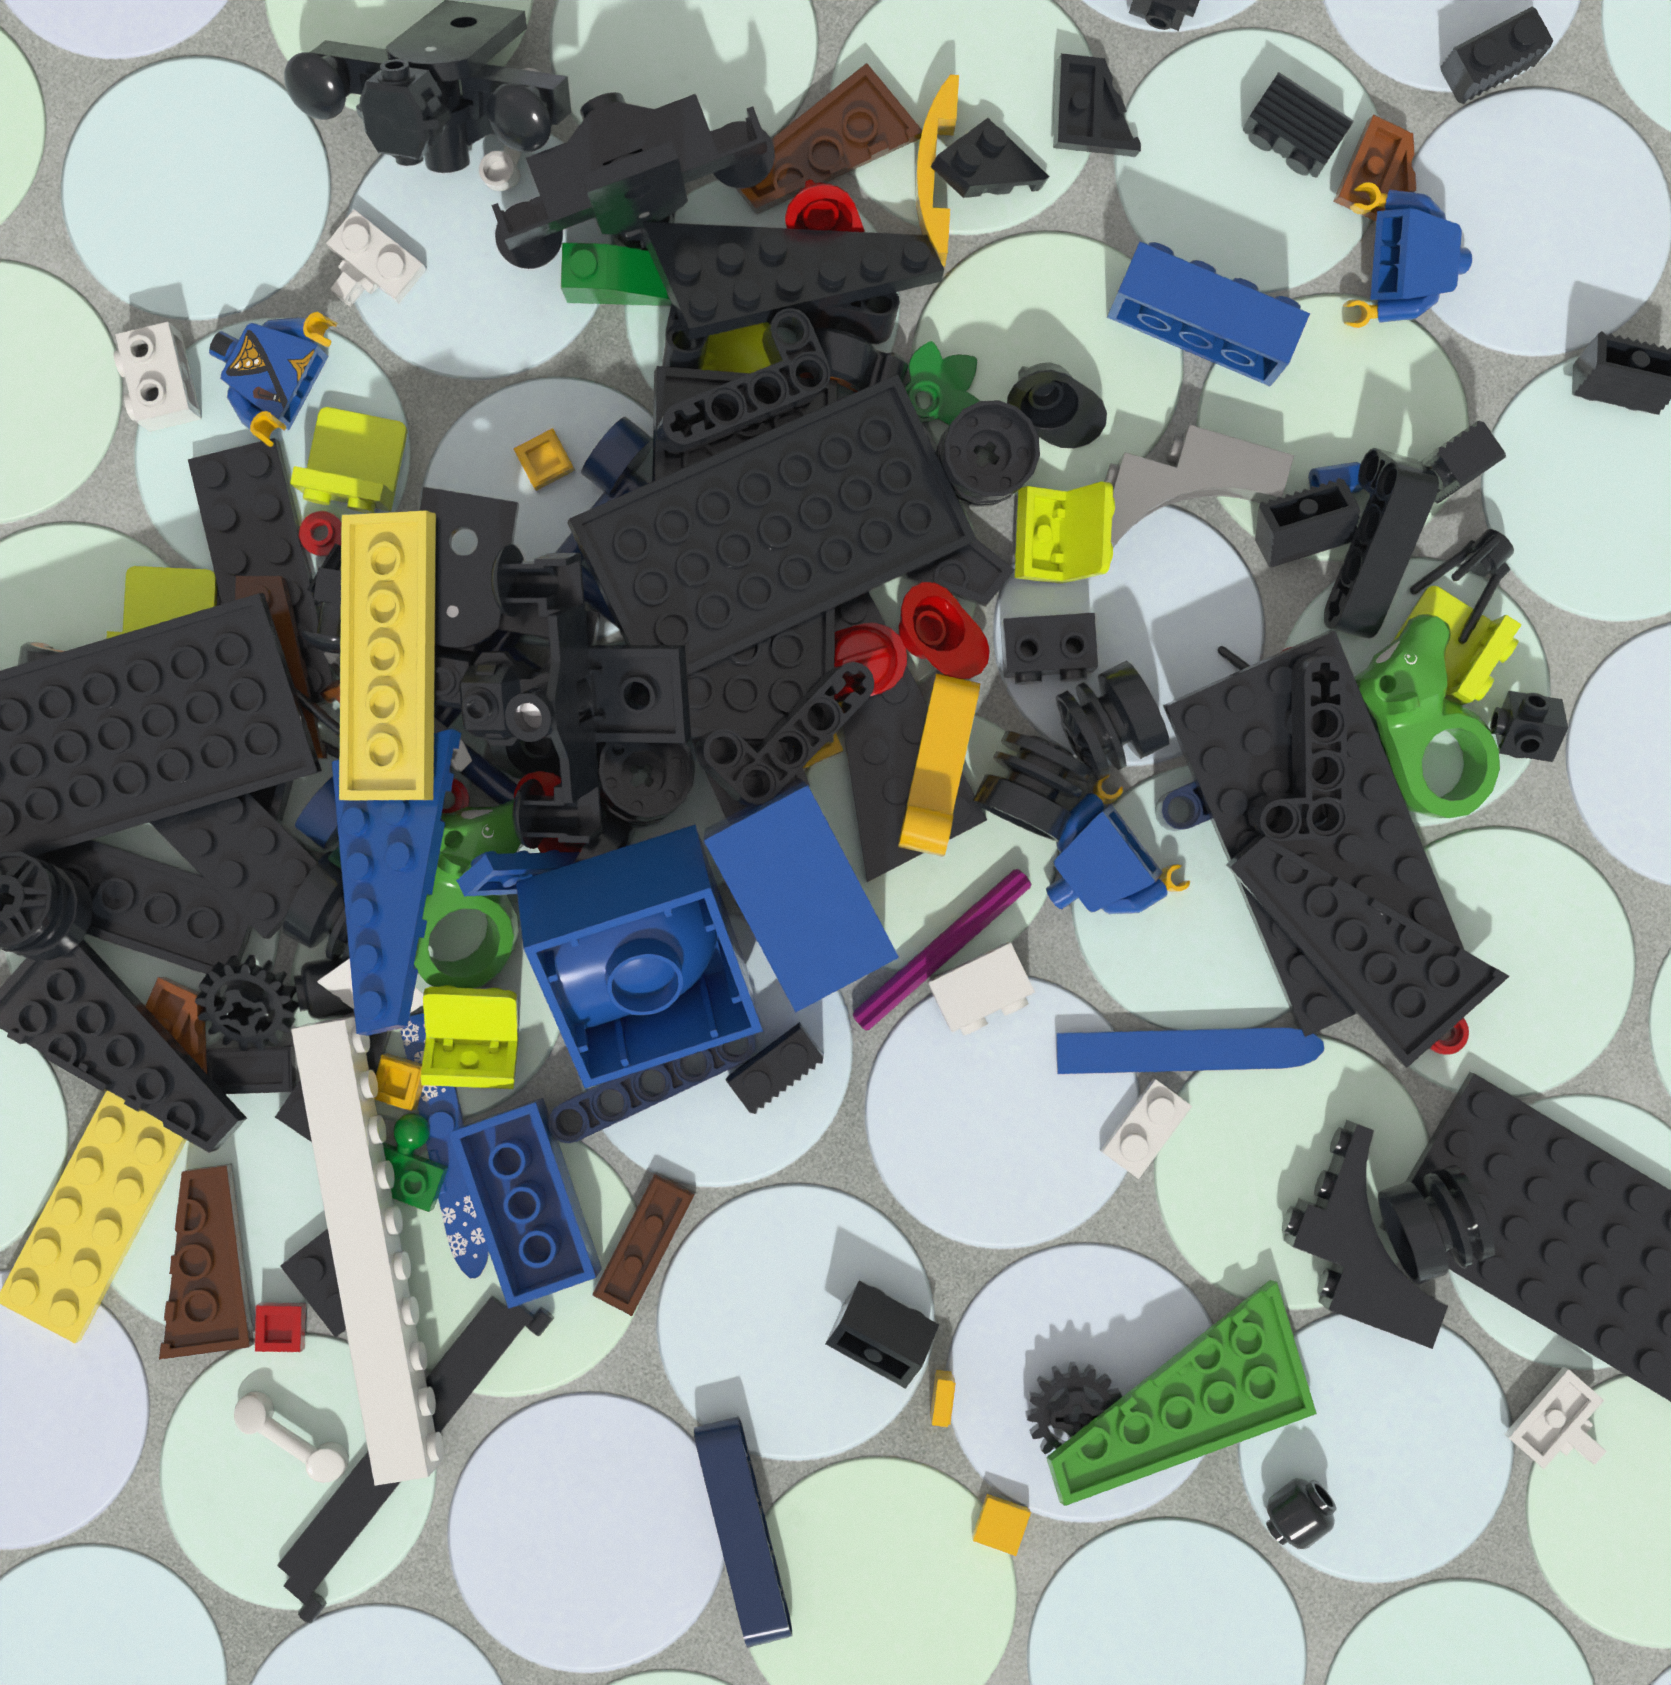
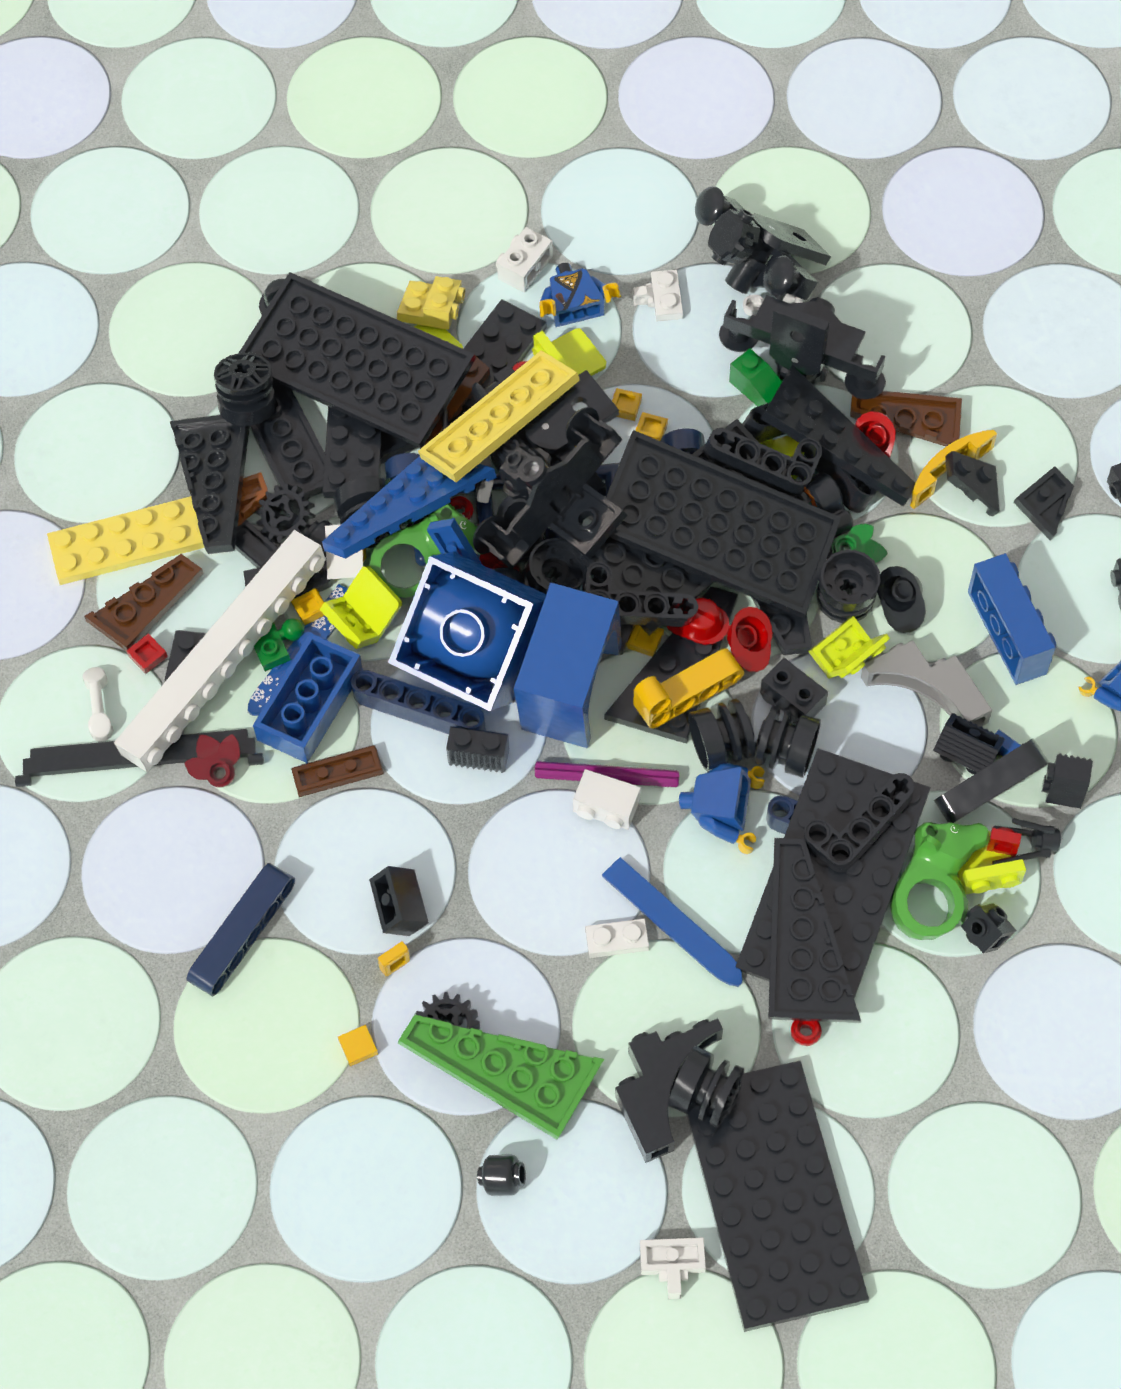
camera: 45 degrees right, 25 degrees down
(111, 550) = (432, 303): none -> light yellow plate
(481, 456) = (627, 403): none -> yellow tile
(492, 1374) = (212, 757): none -> dark red plate
(1457, 603) = (1004, 841): none -> red plate

